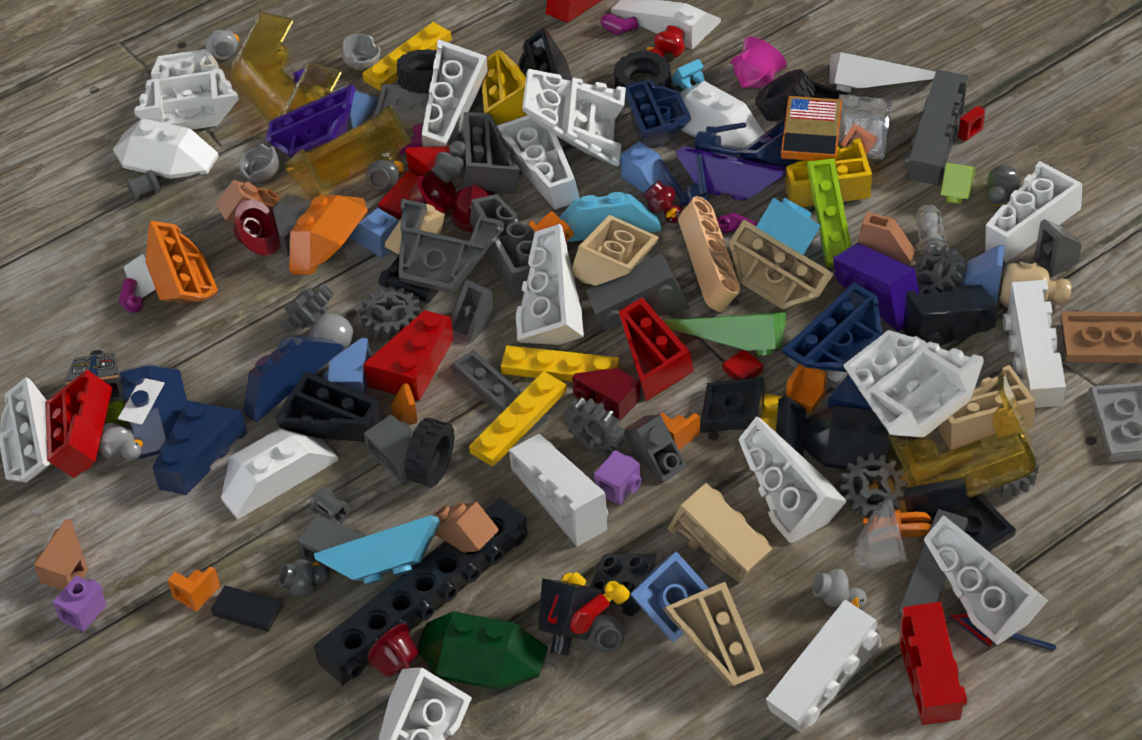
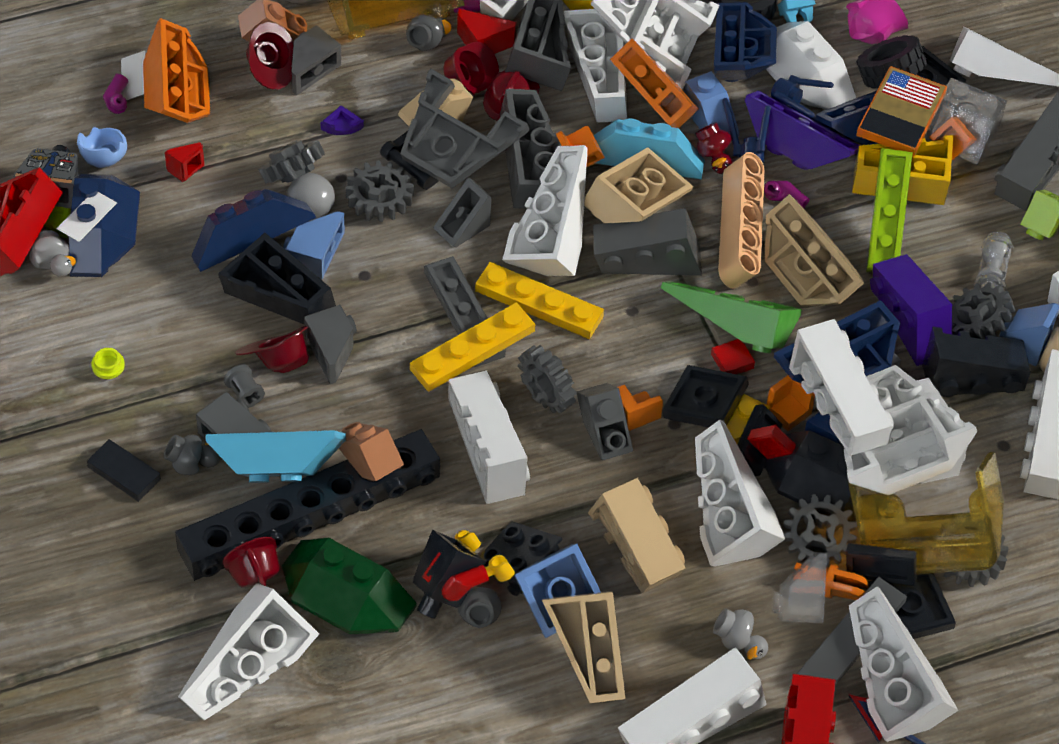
camera: 10 degrees right, 5 degrees up
(133, 342) = (102, 146): none -> light blue hair
(195, 443) = (127, 278): dark blue wedge -> none
(195, 589) = (78, 434): orange panel -> none
(200, 521) = (107, 363): none -> neon yellow plate
(210, 334) = (184, 160): none -> red slope
(272, 468) = (200, 327): white wedge -> none
(323, 231) = (340, 78): orange wedge -> none
(336, 267) = (342, 122): none -> dark purple tile
(352, 469) = (280, 352): none -> dark red piece
(374, 231) = (392, 92): medium blue slope -> none
(392, 200) = (435, 58): red tile -> none
(403, 406) = (358, 299): orange slope -> none
(411, 355) = (385, 246): red wedge -> none
(429, 452) = (364, 357): black tyre -> none
(450, 164) = (497, 41): dark grey animal -> none
(596, 162) = (654, 84): none -> orange slope
(610, 387) = (578, 343): dark red slope -> none
(618, 477) = (554, 442): medium lavender brick -> none
(655, 349) = (642, 312): red wedge -> none
(789, 224) = (834, 214): medium azure wedge -> none
(805, 423) = (771, 441): none -> red tile
(853, 357) = (840, 387): none -> white wedge
(886, 237) = (940, 259): nougat slope -> none
(976, 417) = (951, 490): tan wedge -> none

